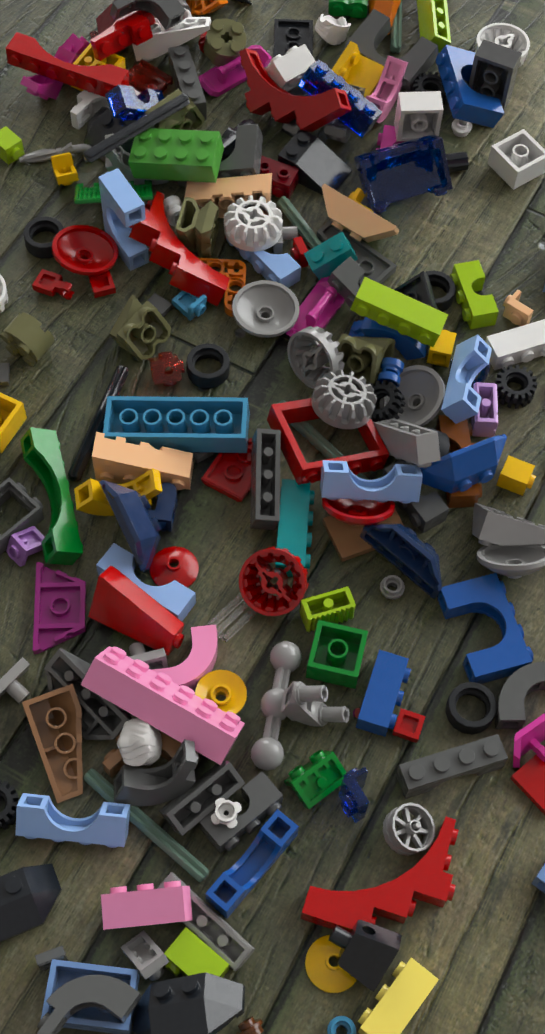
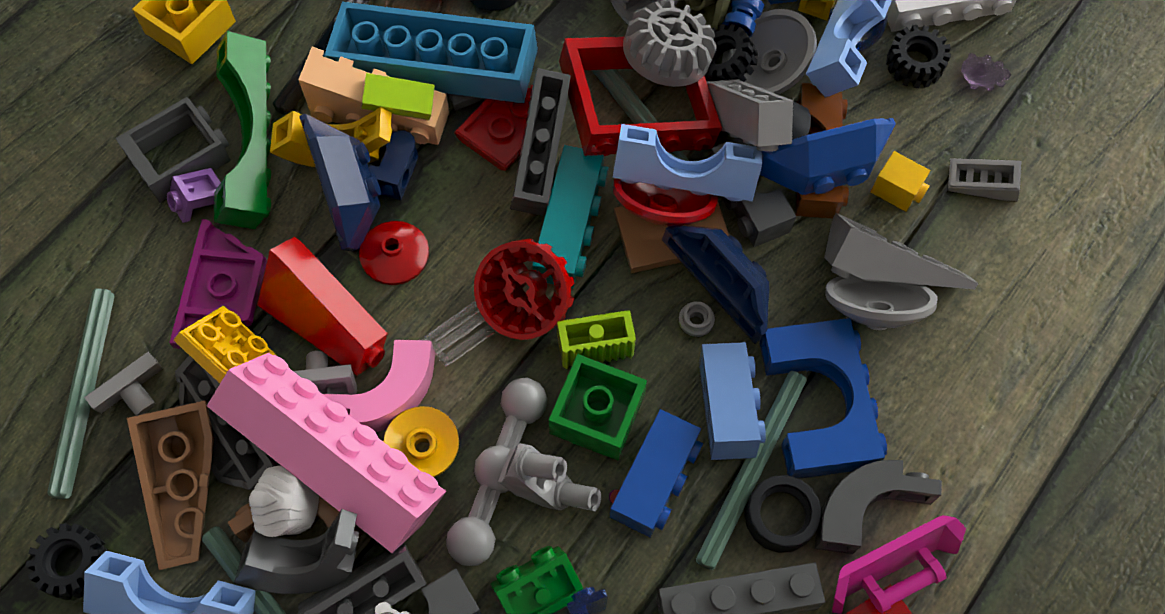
camera: 10 degrees right, 5 degrees up
(76, 645) = (221, 342): none -> yellow tile
(162, 459) = (398, 96): none -> lime tile
(172, 596) = (377, 293): light blue arch -> none
(408, 725) = (686, 527): red plate -> none
(424, 638) = (730, 401): none -> medium blue brick
(445, 683) = (750, 473): none -> sand green axle
(486, 421) = (870, 95): lavender brick -> none

